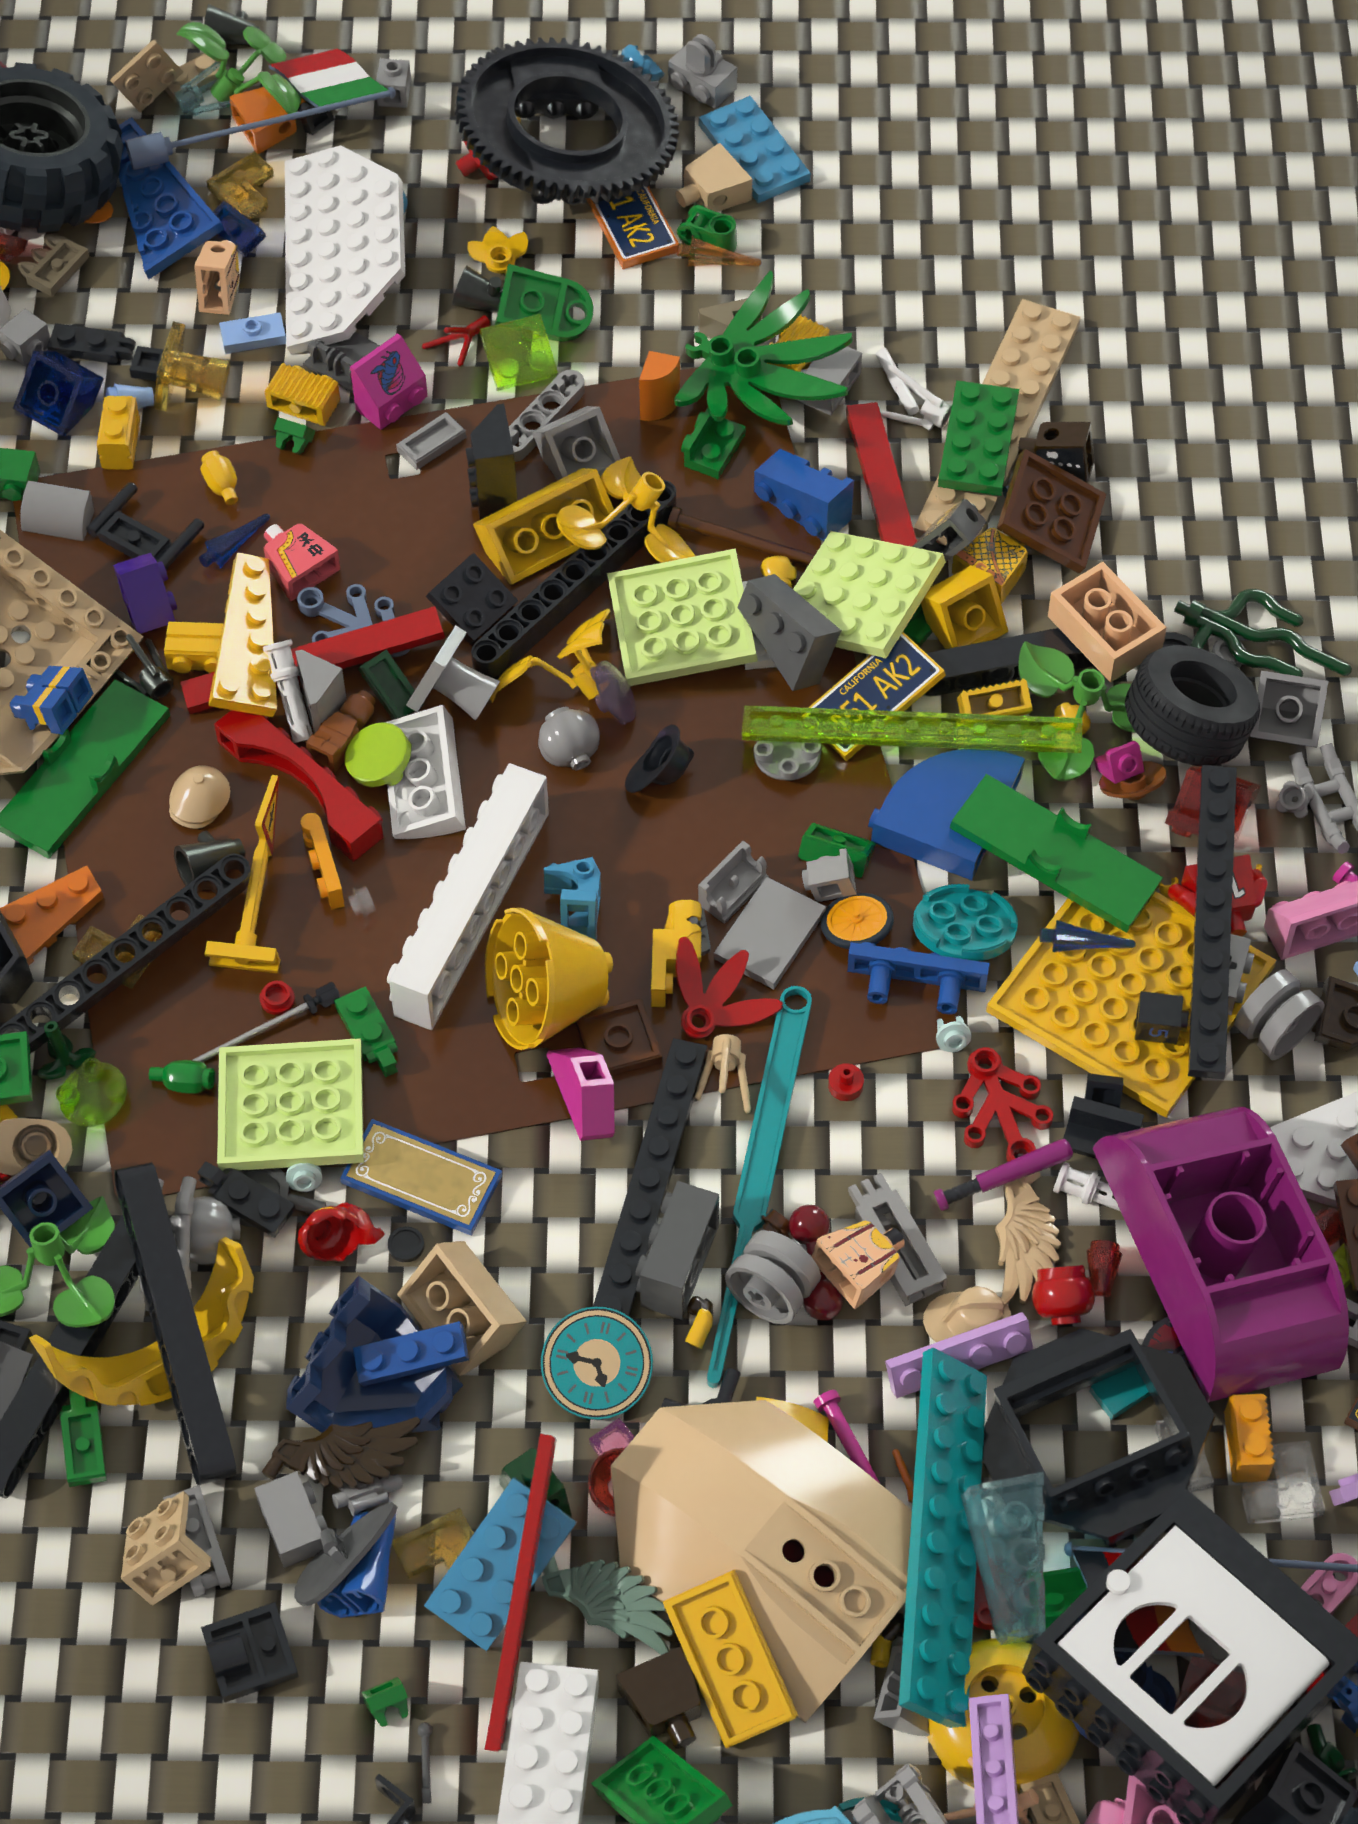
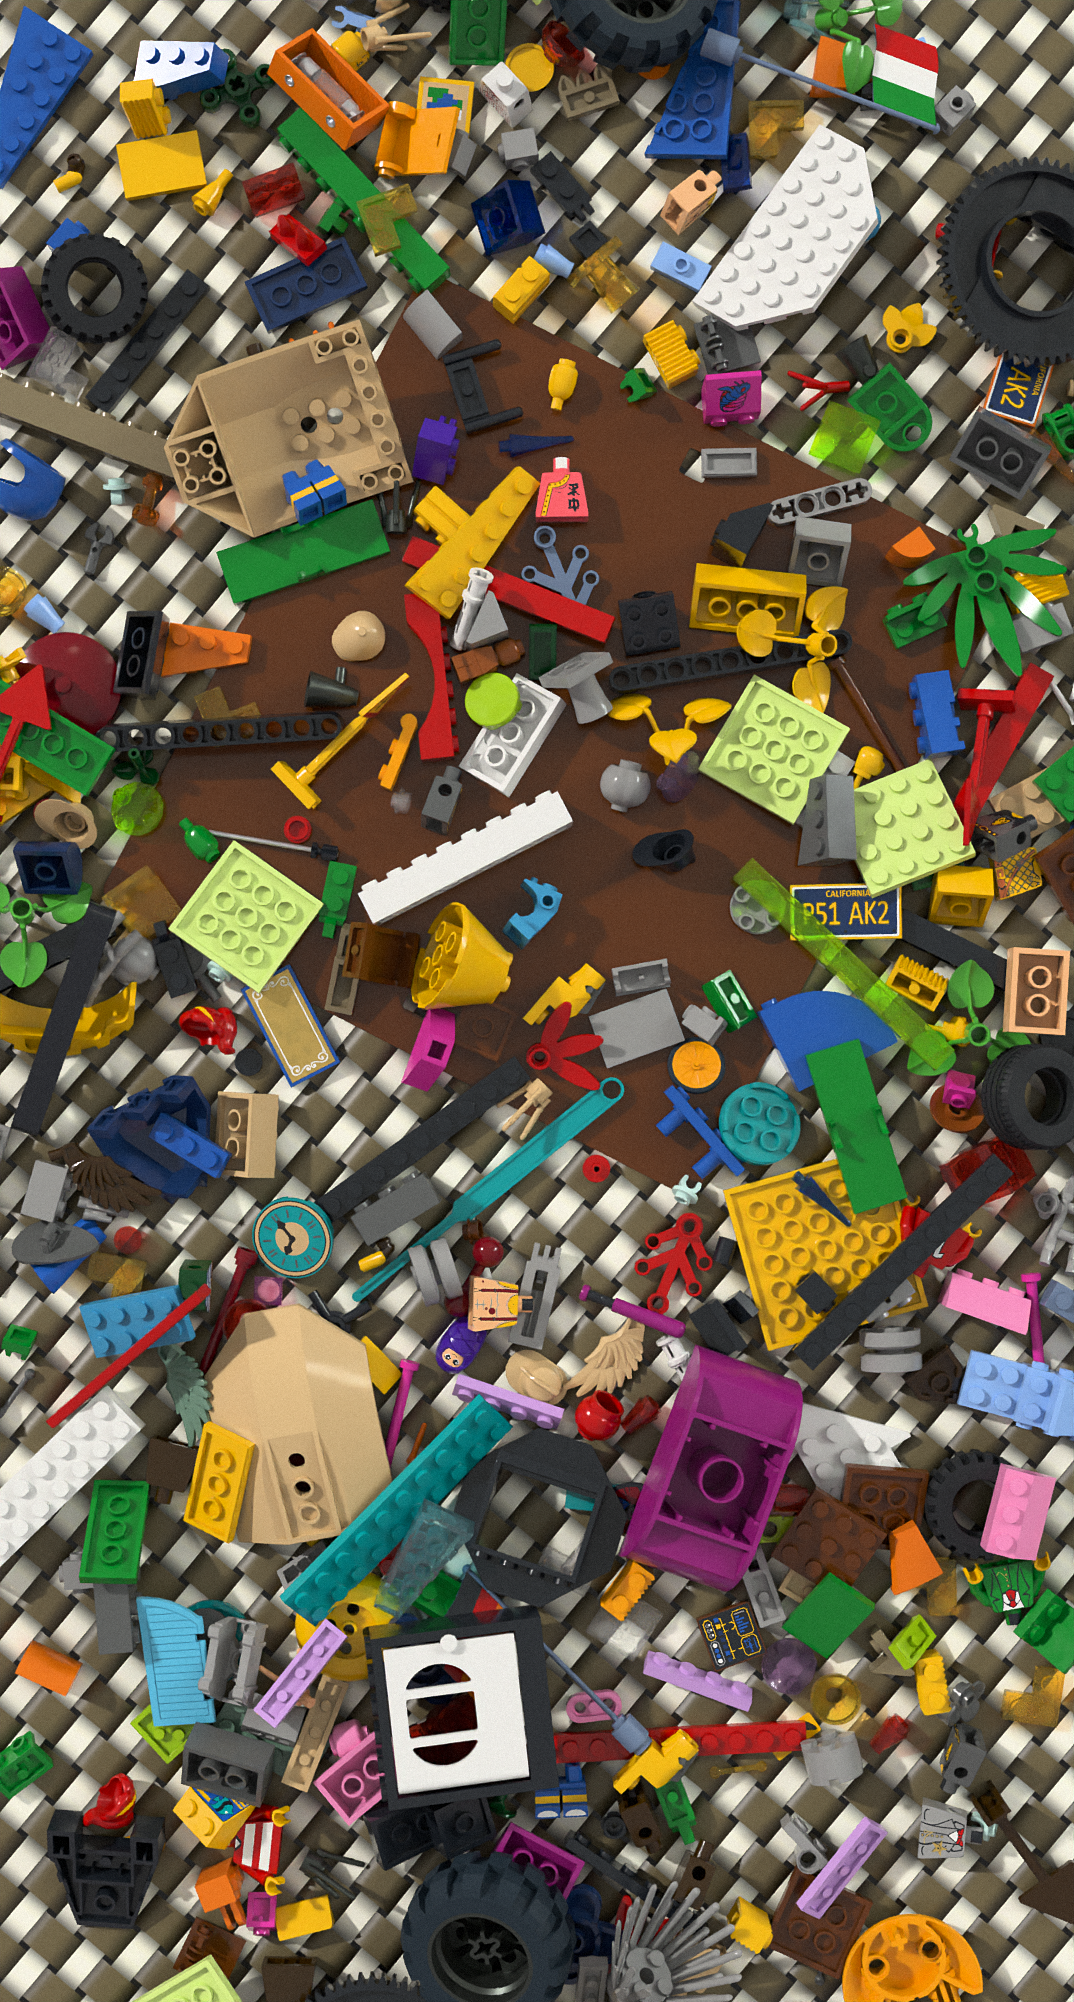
camera: 40 degrees right, 30 degrees up
(171, 1159) = (143, 901): none -> clear yellow bracket
(400, 855) = (441, 809): none -> dark grey torso
(420, 1506) = (128, 1239): none -> clear red plate
(435, 1080) = (341, 990): none -> dark tan slope
(459, 1035) = (380, 955): none -> reddish brown panel
(564, 1427) = (244, 1260): none -> dark red piece
(667, 270) = (1000, 453): none -> dark grey brick
(840, 453) = (985, 703): none -> red piece
(861, 1341) = (459, 1346): none -> dark purple piece
(1039, 1059) = (724, 1250): none -> black hinge

